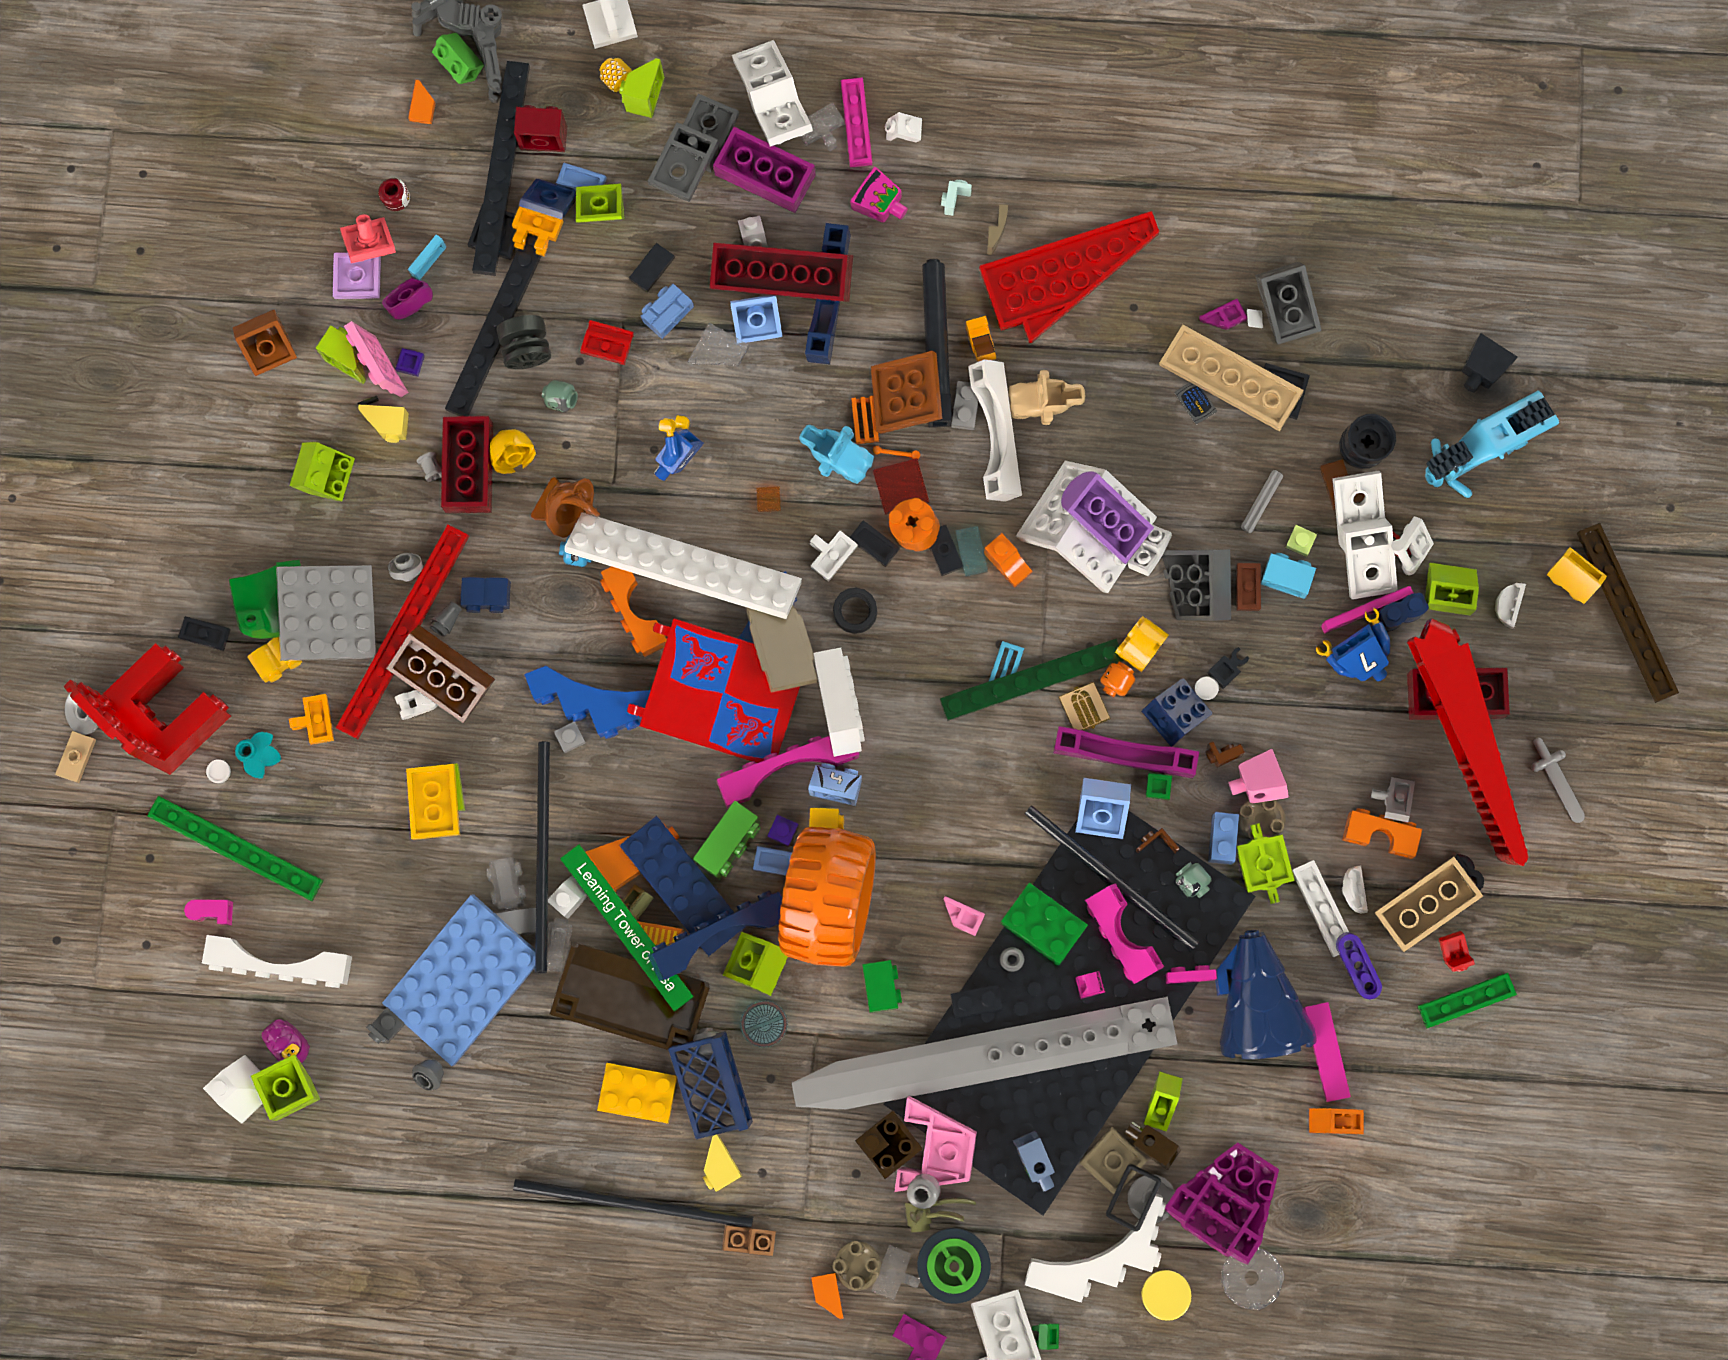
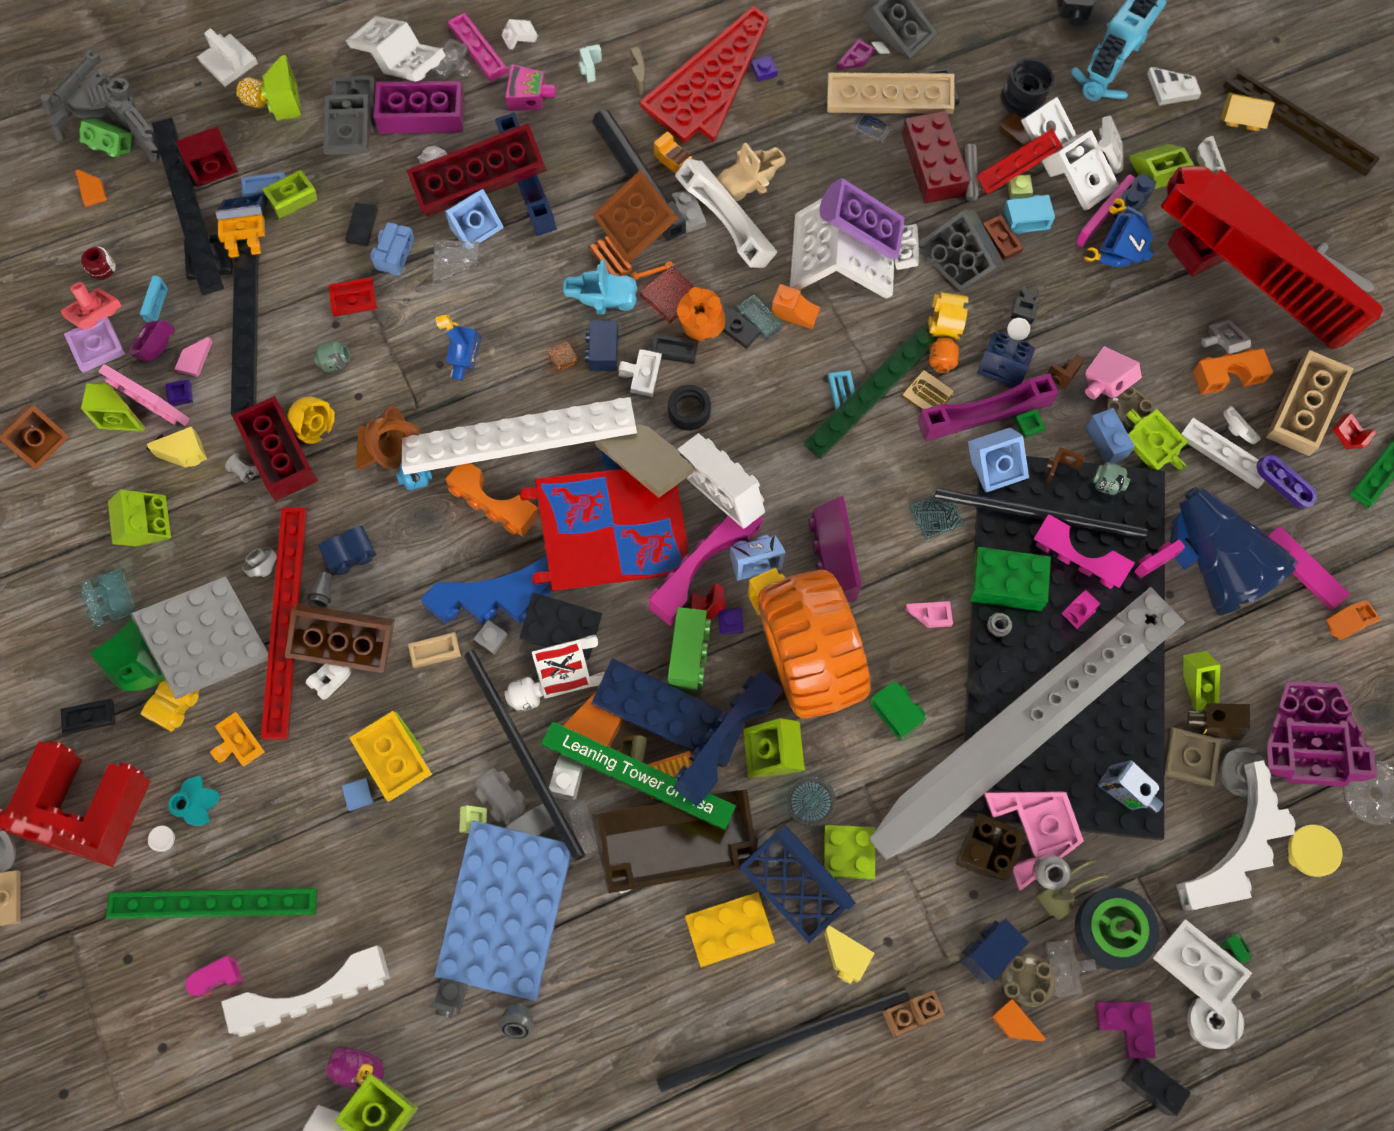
camera: 35 degrees left, 10 degrees down
(272, 532) = (115, 595): none -> clear light blue plate
(392, 818) = (357, 794): none -> medium blue tile
(437, 333) = (193, 358): none -> bright pink tile
(476, 887) = (469, 814): none -> yellowish green plate
(516, 723) = (434, 650): none -> tan tile
(523, 342) = (276, 324): pearl dark grey wheel -> none
(570, 804) = (523, 694): none -> white head
(617, 798) = (564, 667): none -> flag
(632, 760) = (557, 622): none -> black plate
(769, 806) = (712, 602): none -> red bracket
(771, 1083) = (849, 852): none -> lime plate
(772, 860) = (742, 650): medium blue tile -> none
(808, 508) = (602, 345): none -> dark blue brick
(839, 1227) = (994, 951): none -> dark blue brick
(906, 817) = (835, 545): none -> magenta slope
(1019, 830) = (935, 517): none -> clear light blue piece
(1125, 284) = (764, 68): none -> dark purple plate
(1158, 1182) = (1255, 771): black piece -> none
(1233, 469) = (935, 157): none -> dark red brick
(1308, 518) = (1019, 161): none -> red plate
(1525, 508) = (1172, 86): none -> white wing

